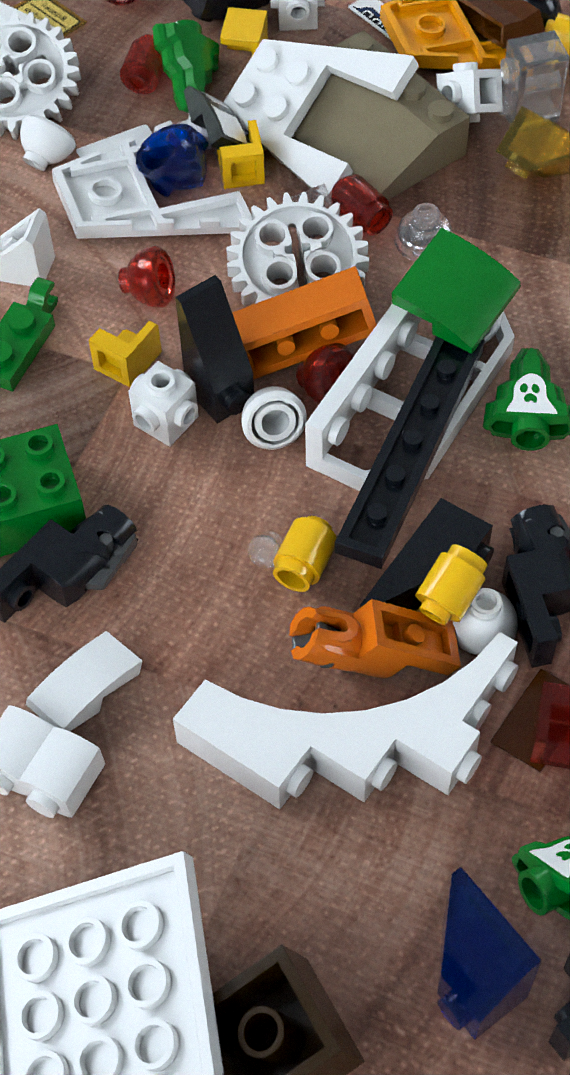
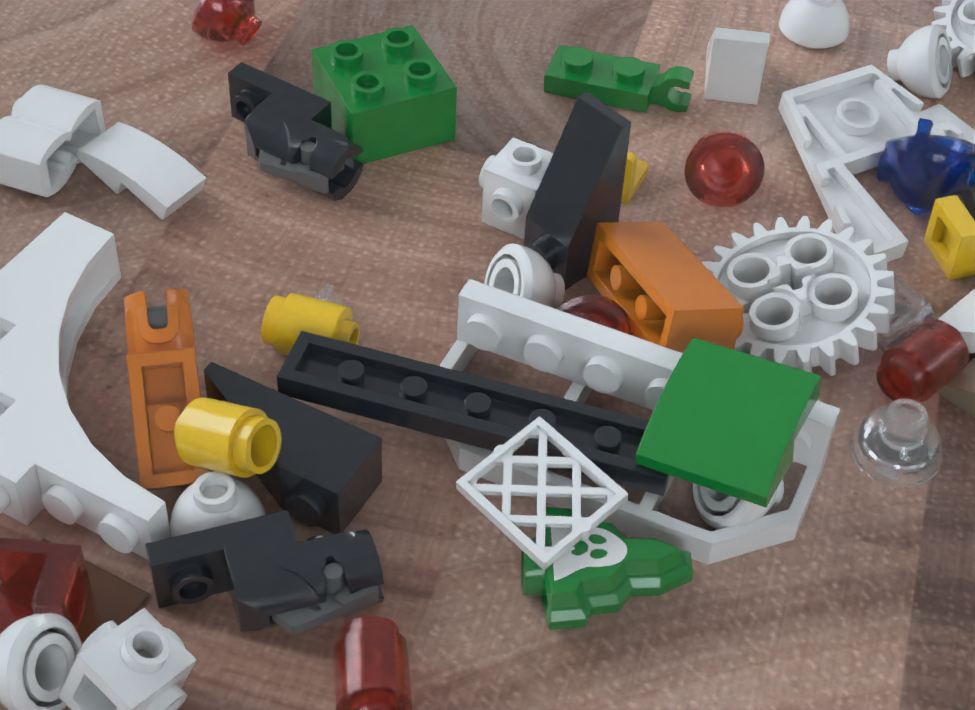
camera: 80 degrees right, 10 degrees down
(473, 383) = (508, 523): none -> white window

